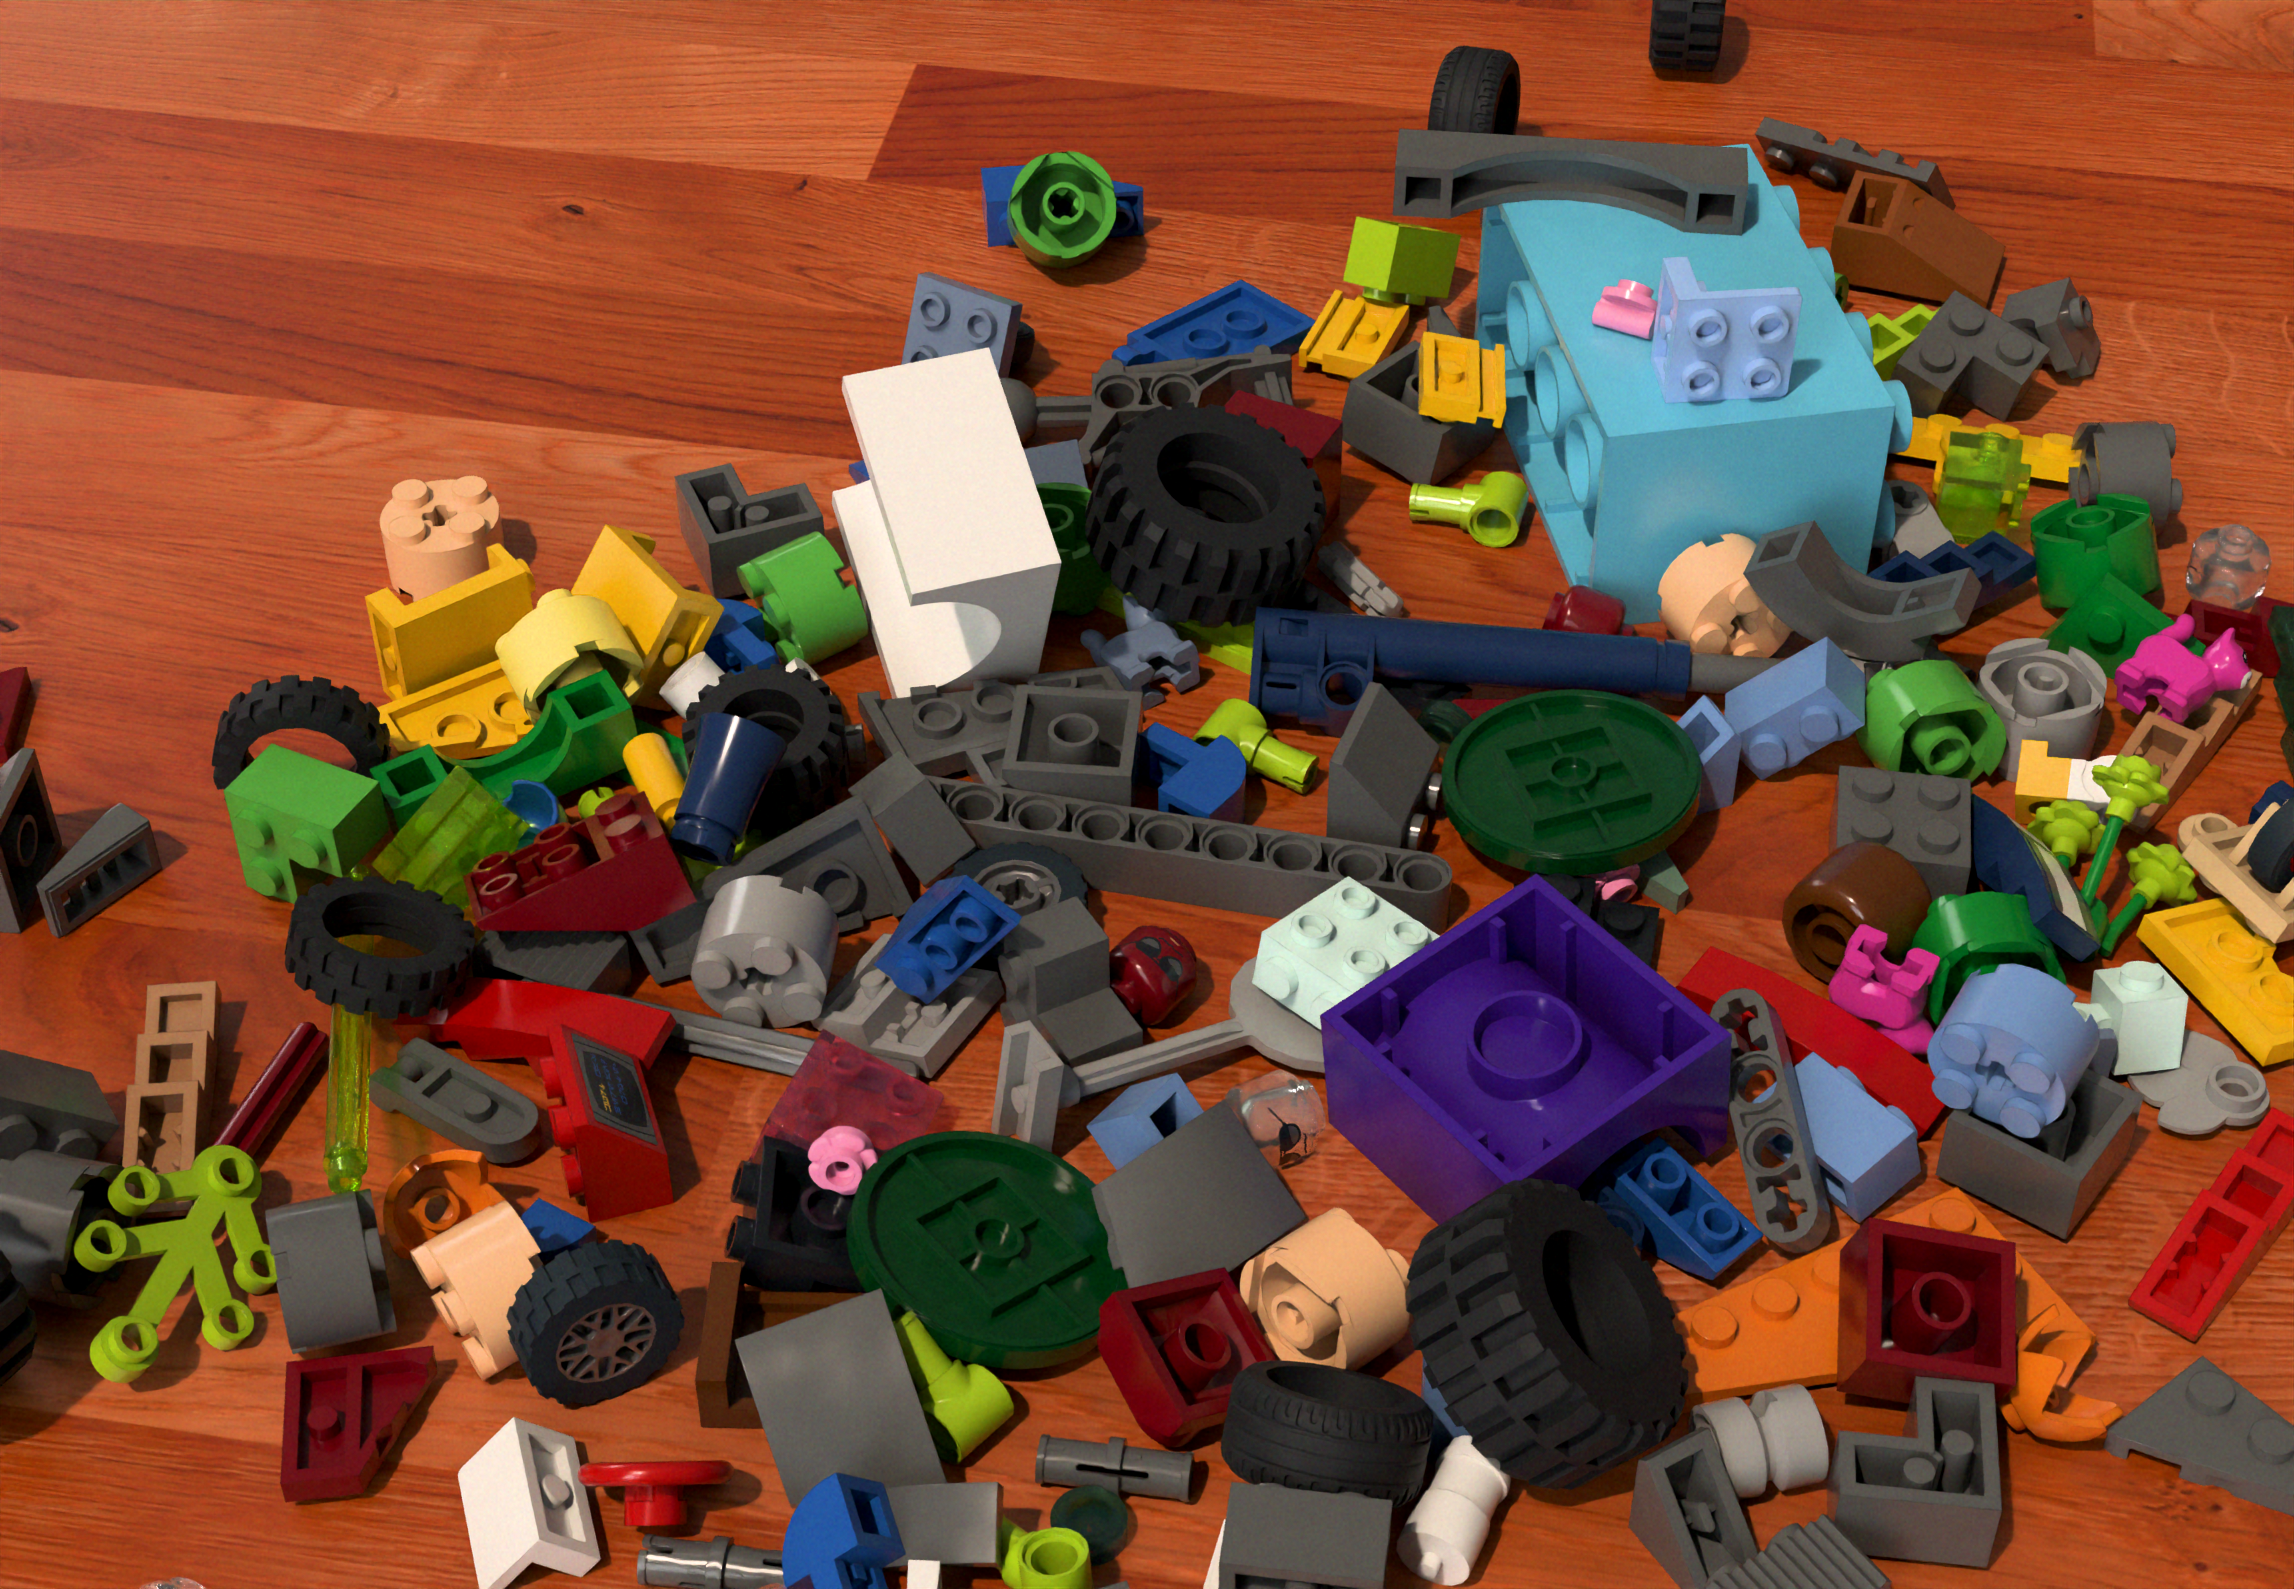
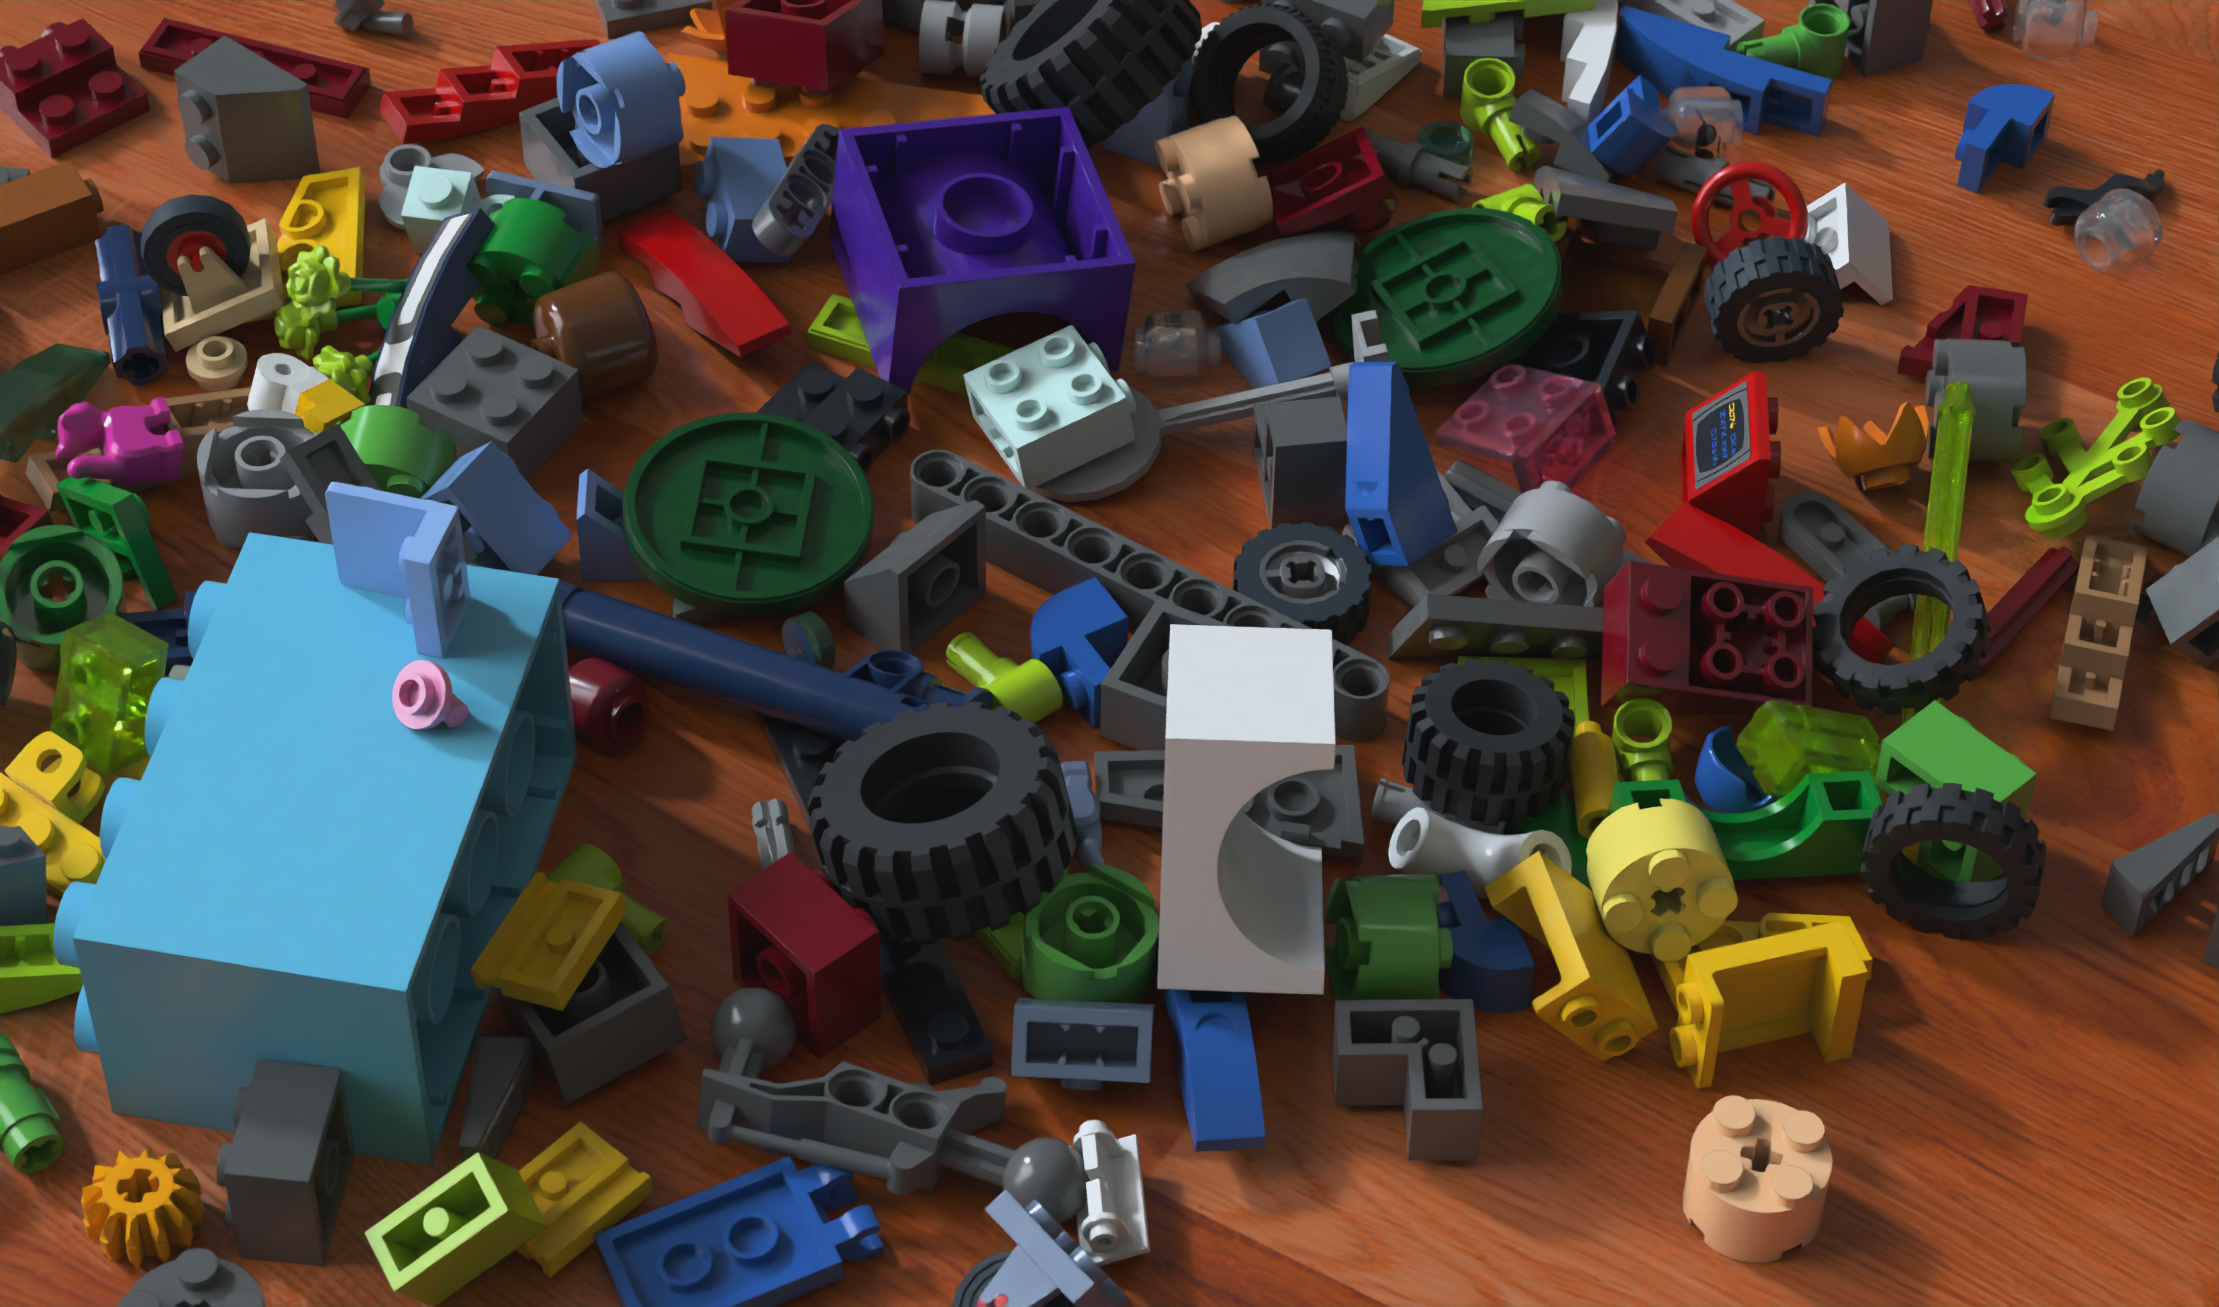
camera: 160 degrees left, 5 degrees up
(480, 1271) = (1846, 359): light nougat brick -> none
(556, 1229) = (1799, 440): blue tile -> none
(723, 786) = (1543, 633): dark blue plant -> none
(843, 1145) = (1547, 348): bright pink plate -> none
(914, 819) = (1380, 630): dark grey slope -> none
(1152, 972) = (1217, 482): dark red head -> none
(1674, 183) = (471, 933): dark grey arch -> none
(1884, 991) = (640, 259): dark pink animal -> none

